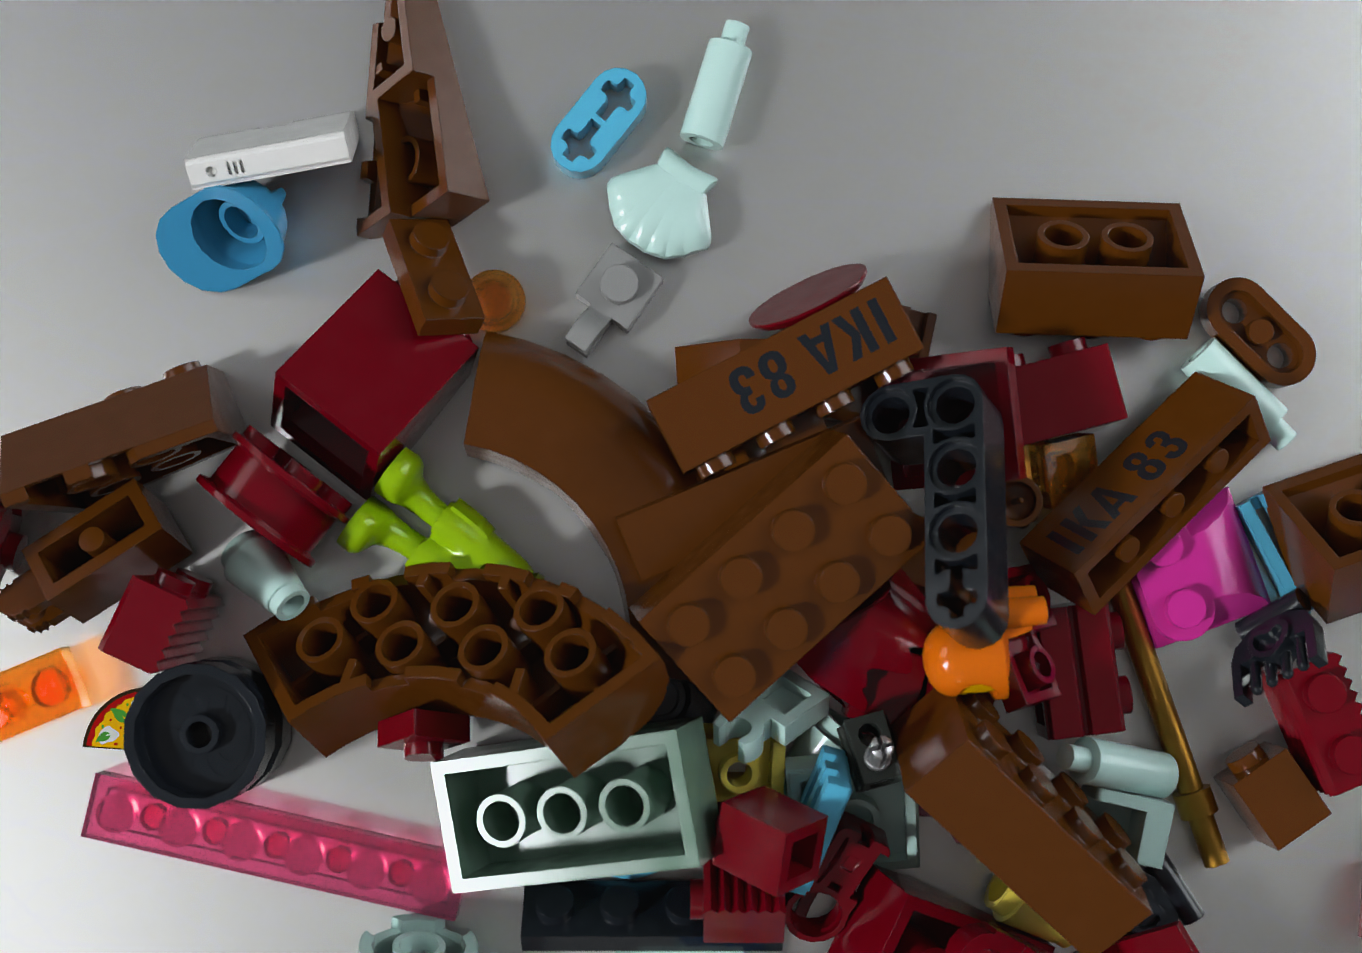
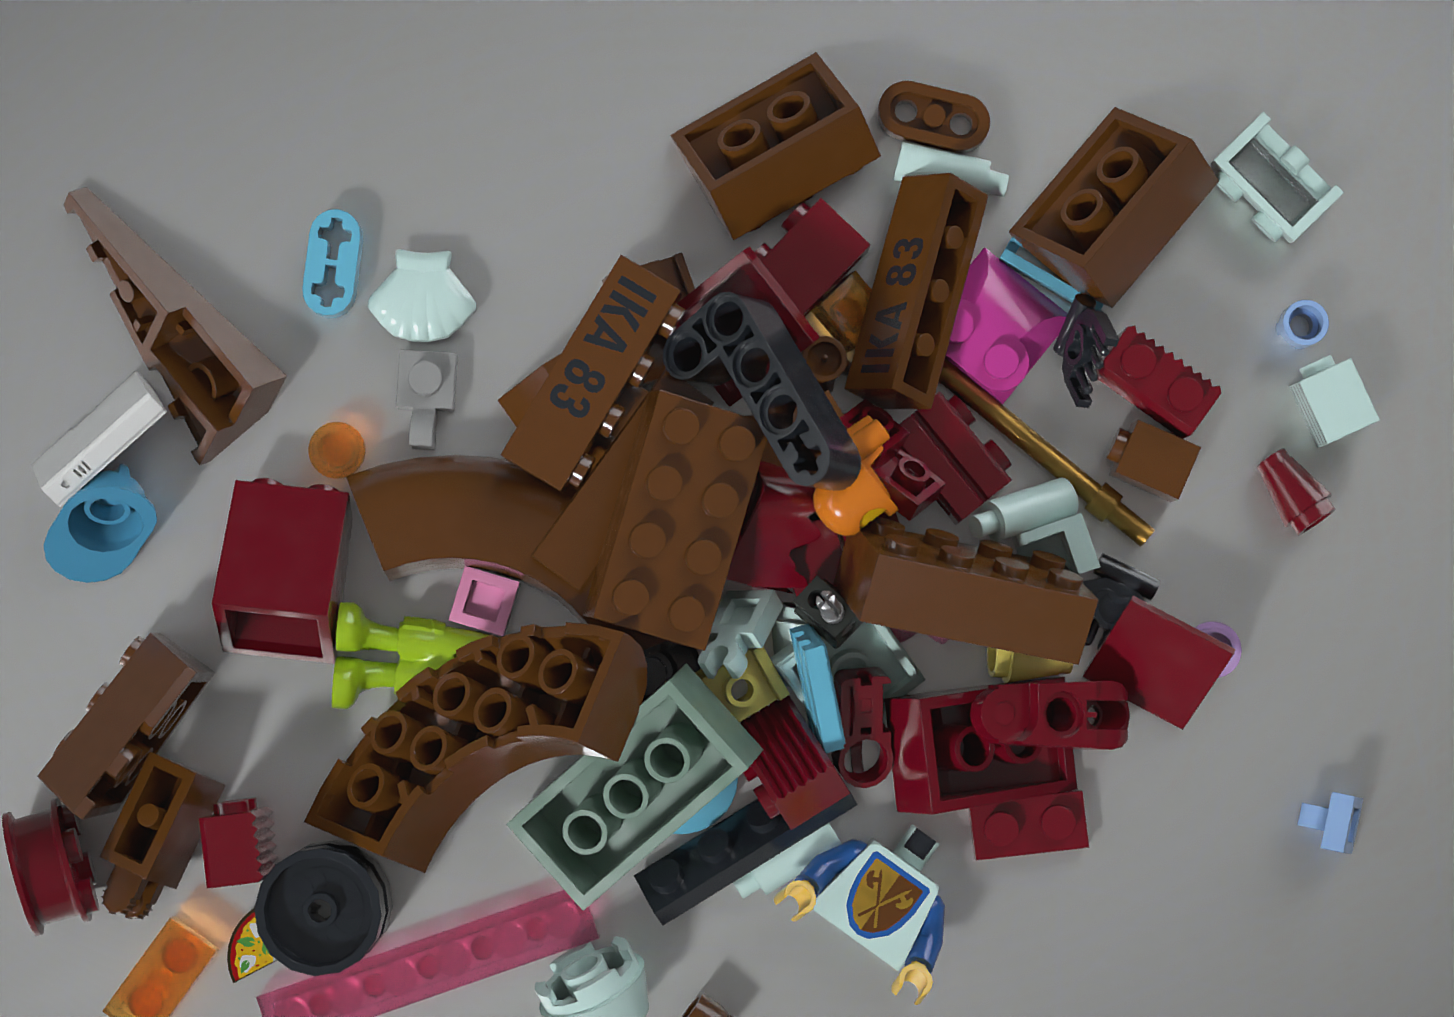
camera: 35 degrees left, 0 degrees up
(264, 574) = (289, 764): light aqua cone -> none
(276, 495) = (265, 697): dark red wheel -> none
(423, 733) = (487, 806): dark red plate -> none
(433, 277) = (280, 460): reddish brown plate -> none
(544, 530) = (484, 601): none -> bright pink plate
(717, 88) = (407, 181): light aqua cylinder -> none
(769, 840) = (788, 719): dark red brick -> none
(808, 297) = (574, 301): piece -> none

